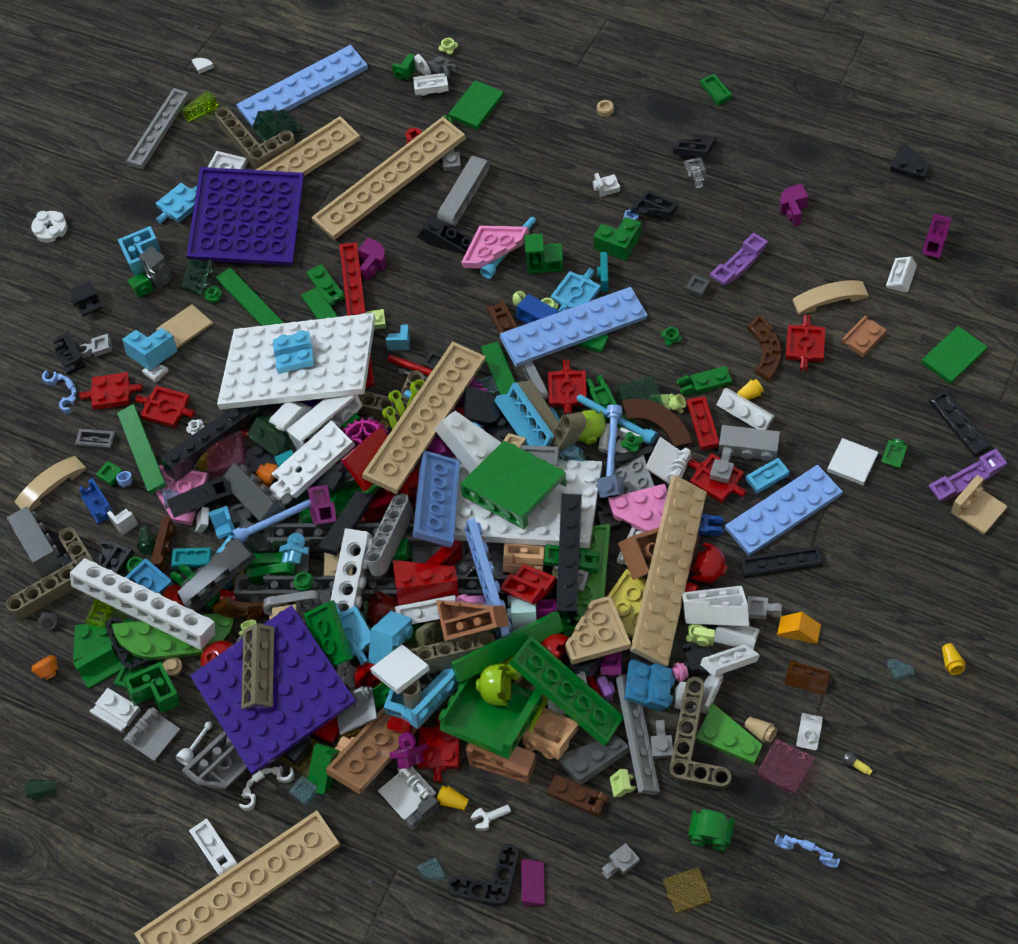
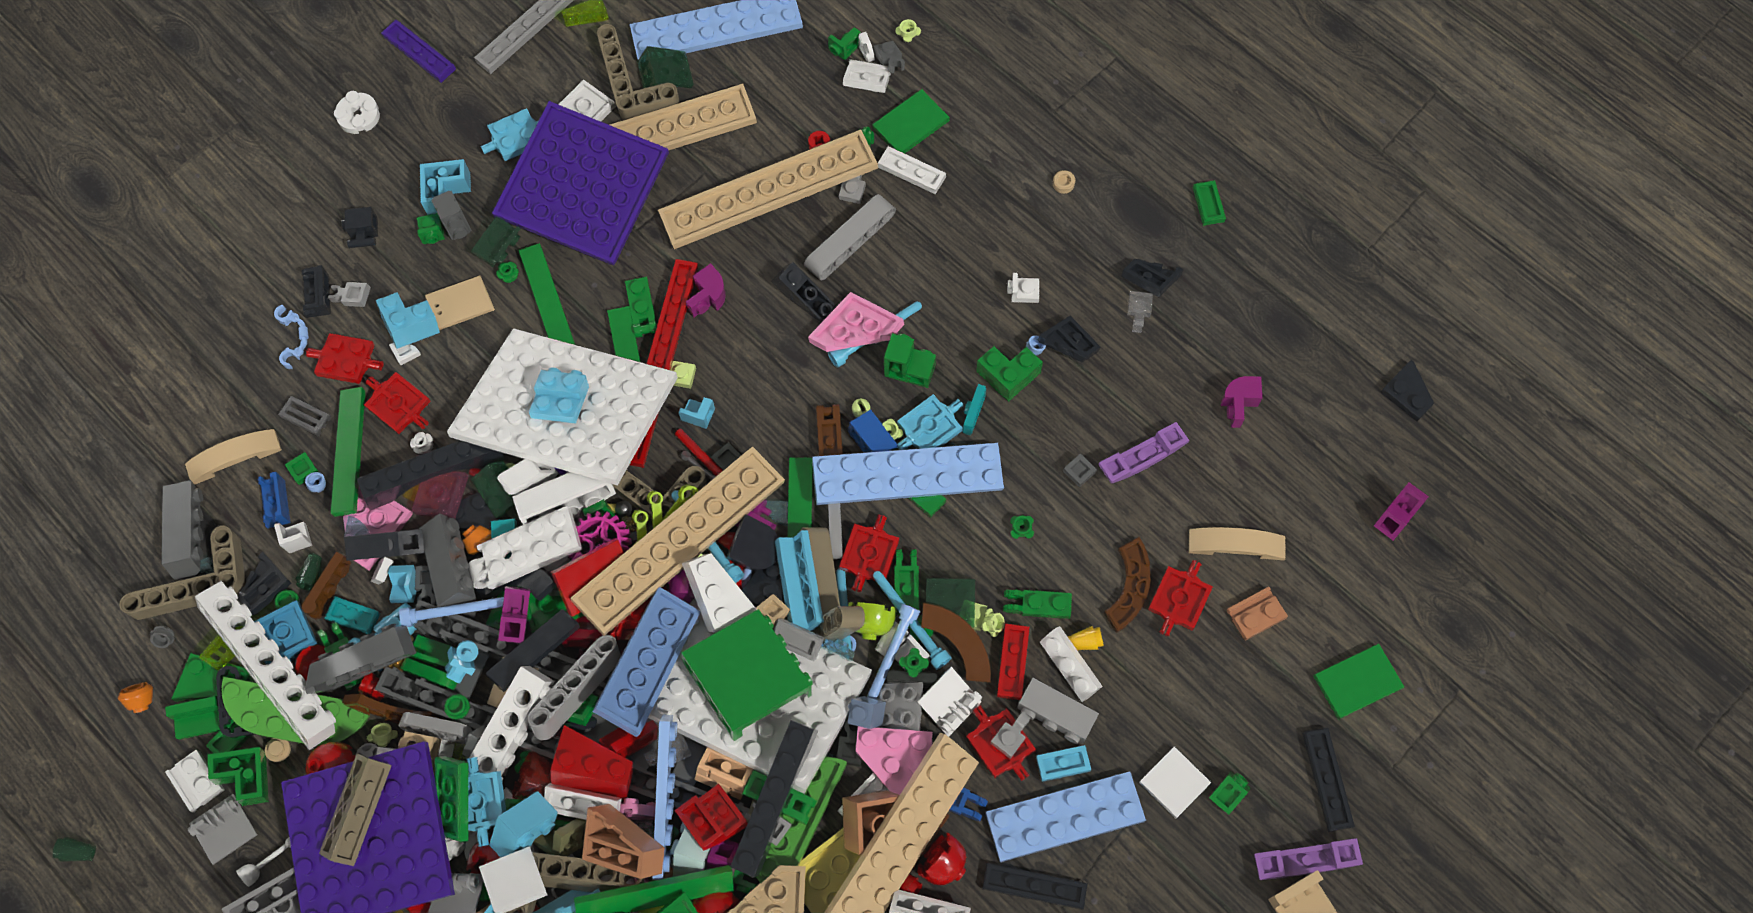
camera: 15 degrees right, 10 degrees up
(79, 171) = (418, 51): none -> dark purple tile
(490, 134) = (911, 170): none -> white plate
(901, 274) = (1337, 544): white slope -> none

